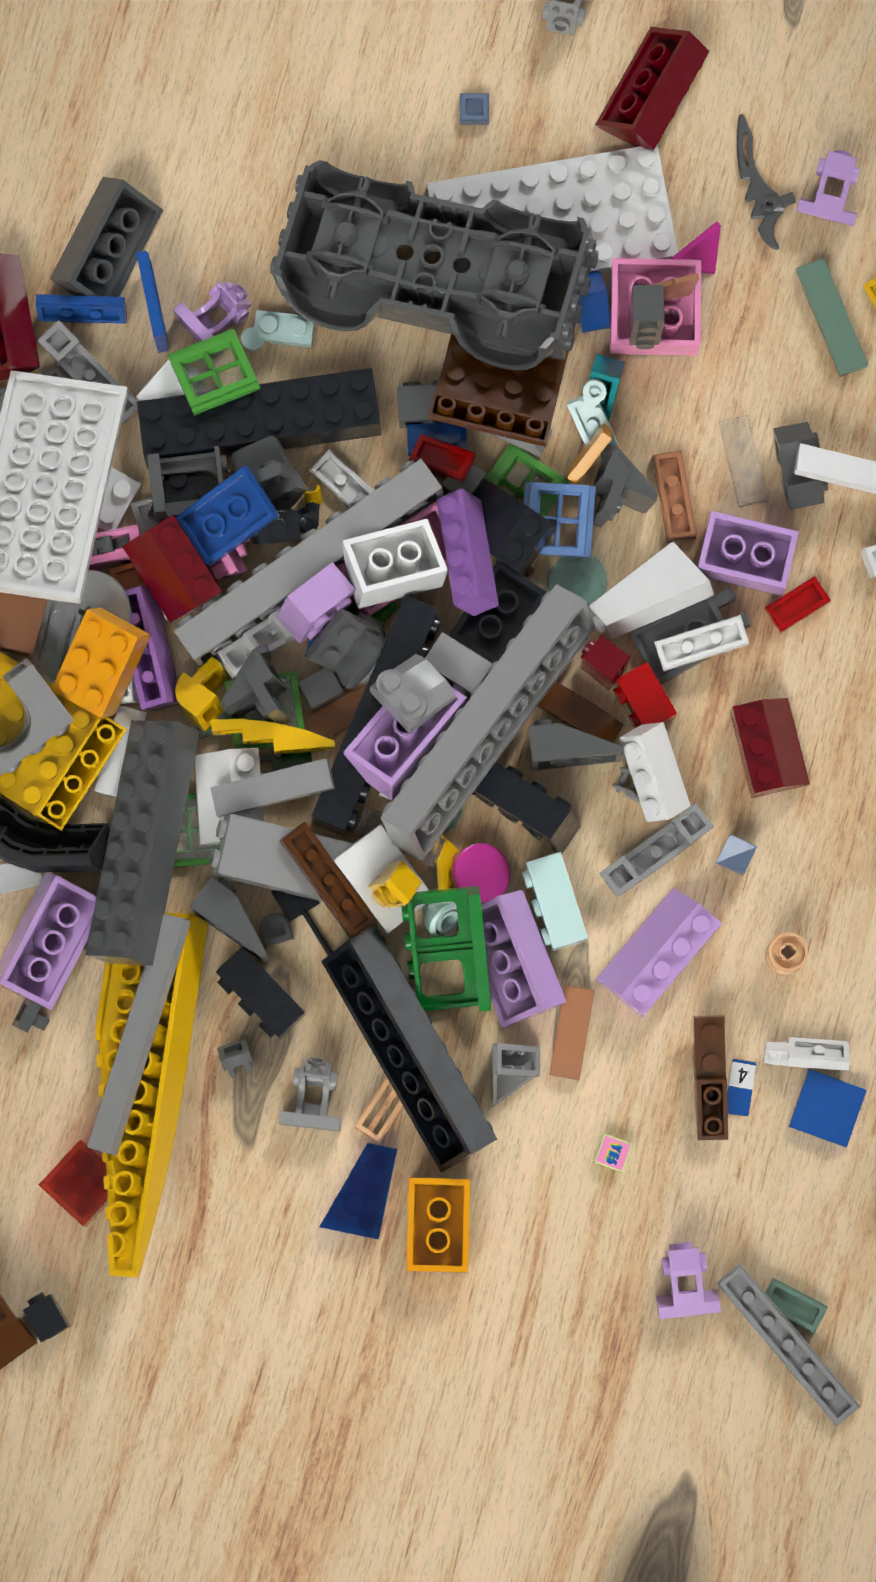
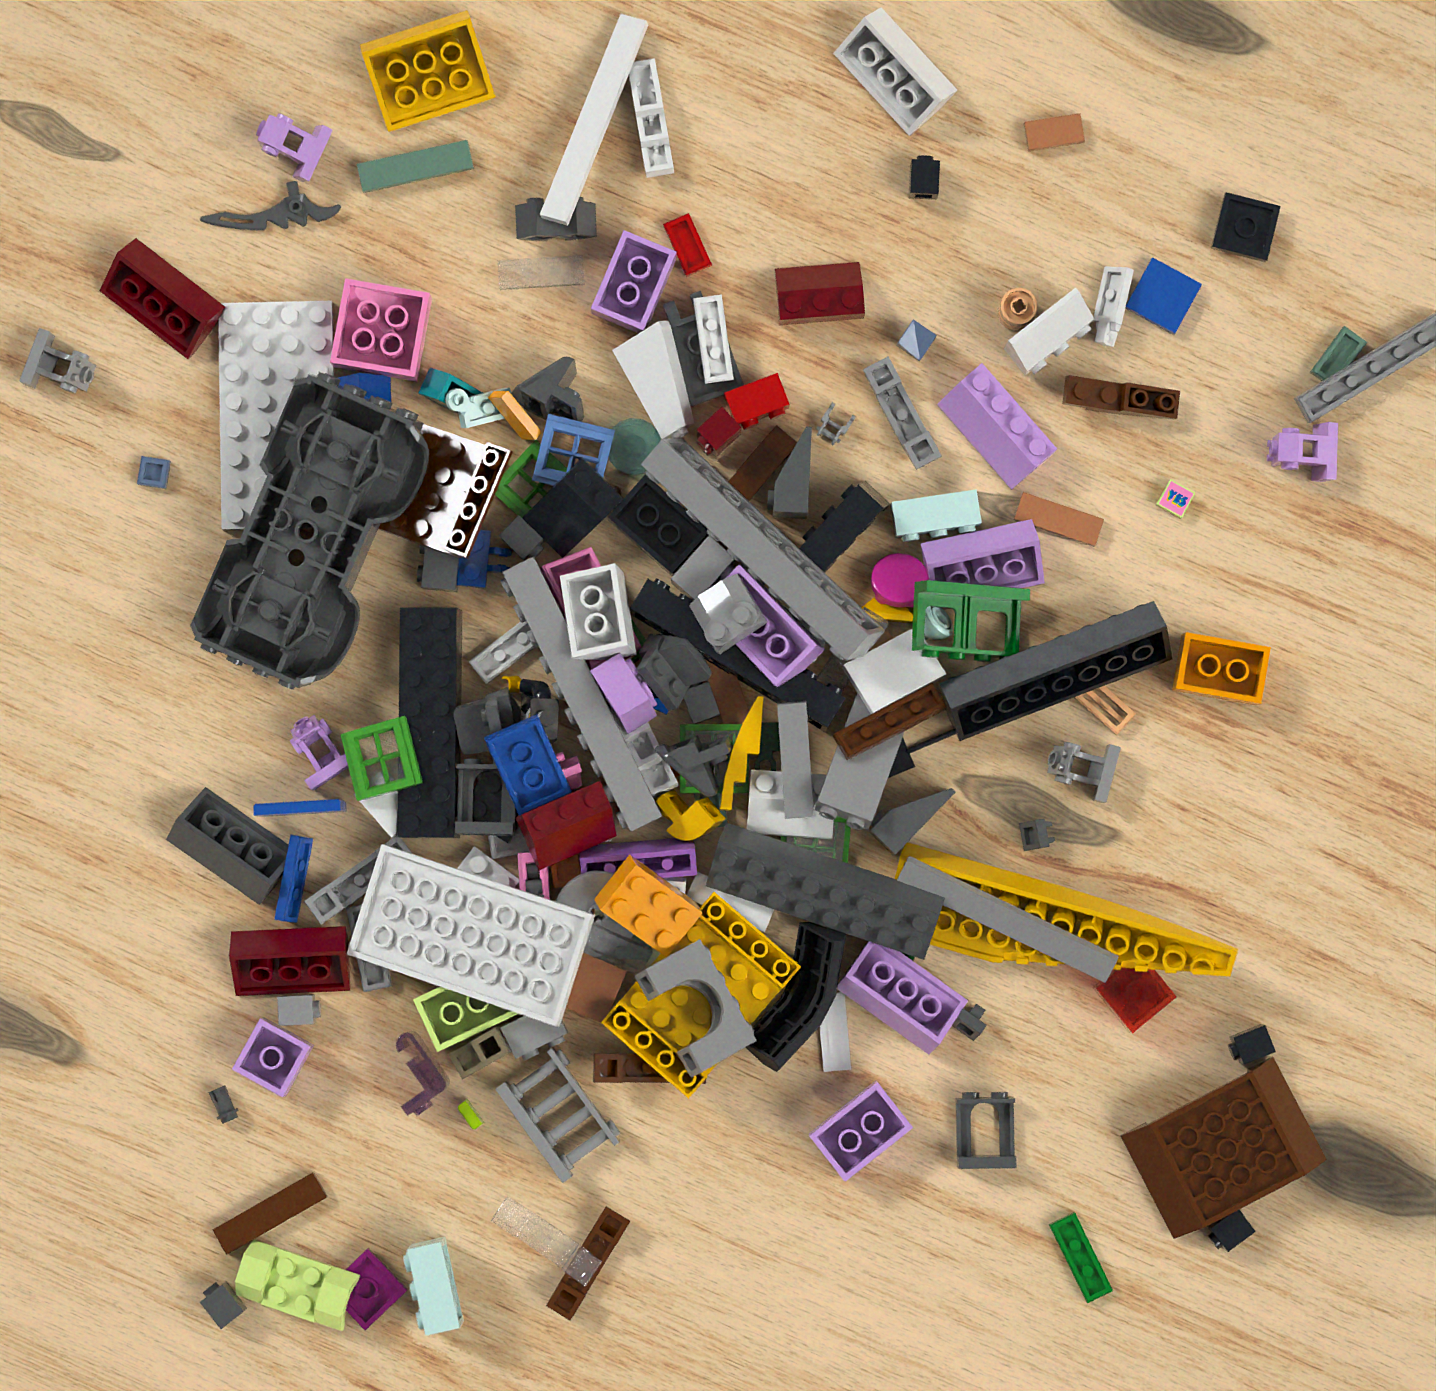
camera: 85 degrees left, 5 degrees up
(259, 994) = (981, 803): black brick -> none
(275, 929) = (921, 780): dark grey tile -> none
(278, 329) = (342, 694): light aqua hinge -> none
(364, 1196) = (1181, 734): clear blue wing -> none
(395, 885) = (906, 658): yellow slope -> none
(443, 457) = (497, 554): red tile -> none
(467, 552) = (596, 543): medium lavender brick -> none
(512, 1068) = (1083, 579): light grey slope -> none
(646, 316) = (400, 336): dark grey brick -> none
(654, 772) = (831, 401): white brick -> none
(674, 496) = (565, 342): nougat tile -> none
(679, 286) = (375, 310): nougat piece -> none
(703, 248) = (331, 276): dark pink slope -> none
(740, 1087) = (1130, 371): sticker -> none
(766, 991) = (1050, 333): none -> white slope

